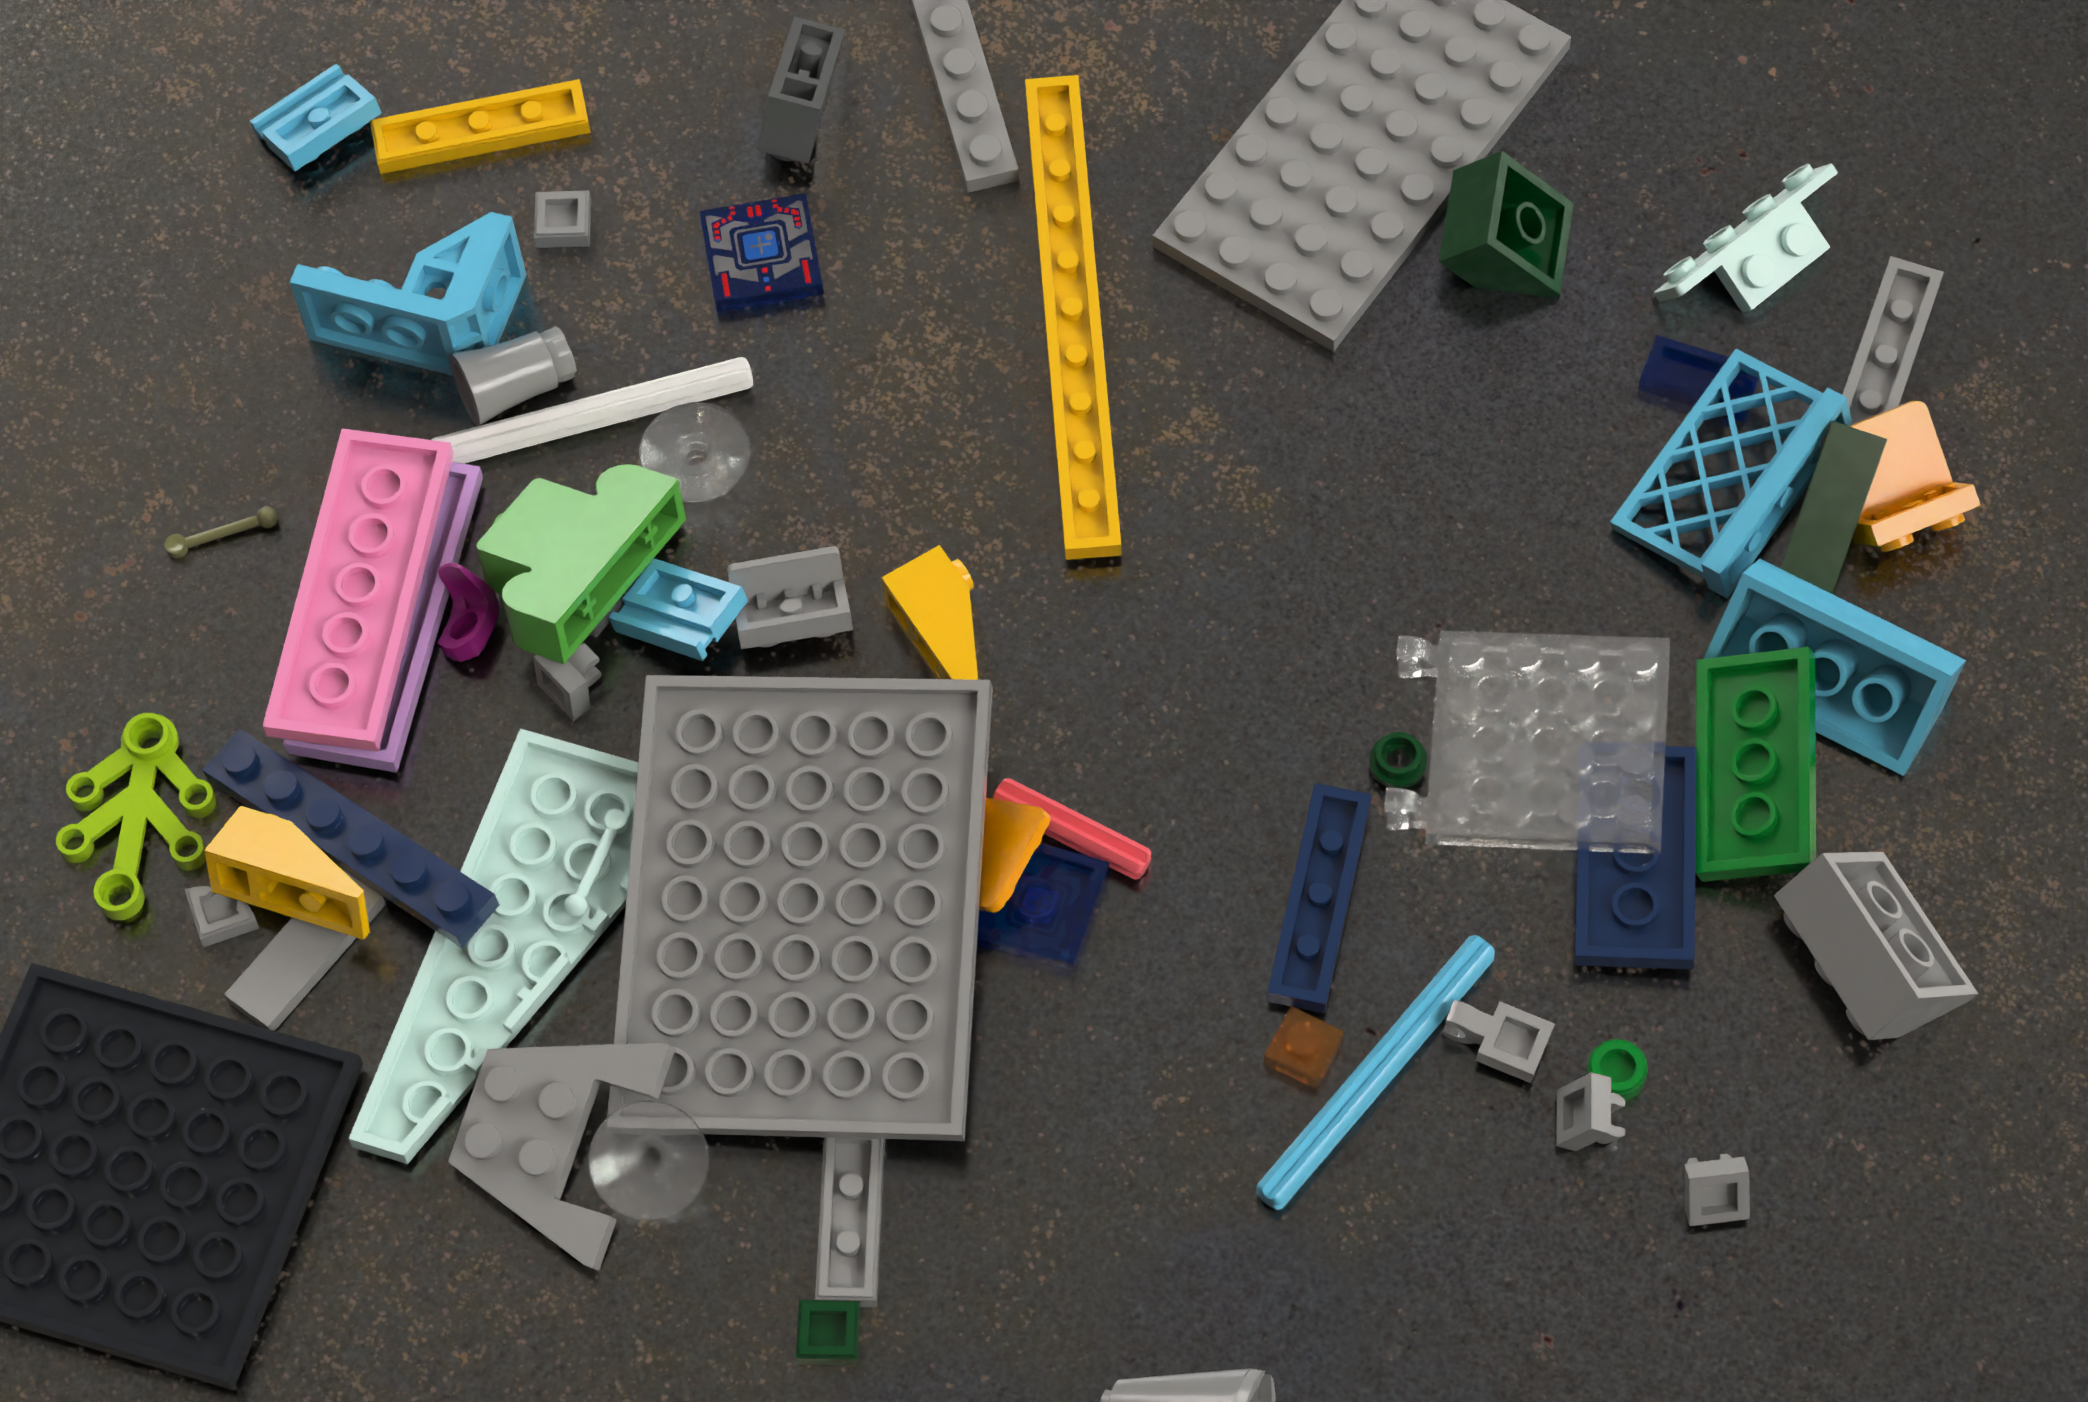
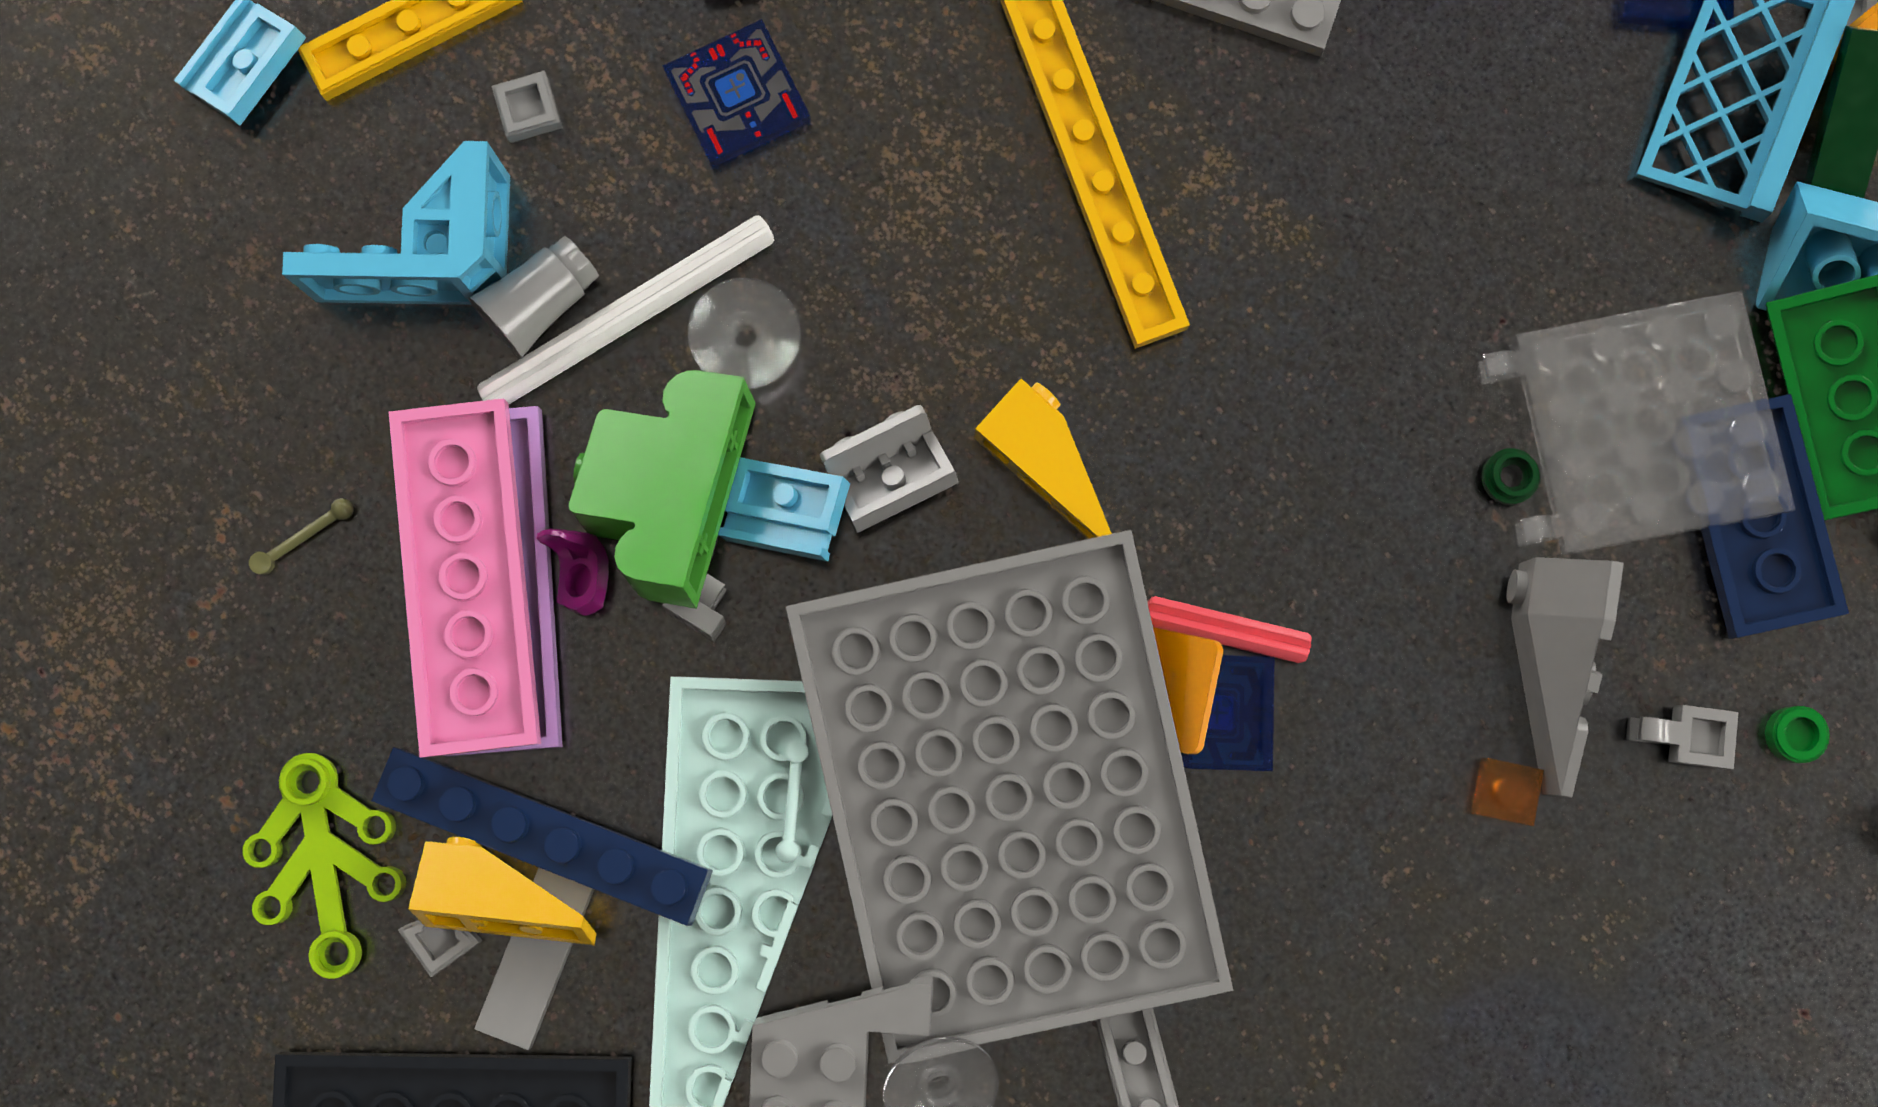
camera: 25 degrees left, 20 degrees up
(1319, 898) = (1481, 639): dark blue plate -> none
(1375, 1073) = (1577, 813): medium azure axle -> none
(1397, 895) = (1557, 625): none -> light grey wedge
(1586, 1111) = (1788, 792): light grey tile -> none

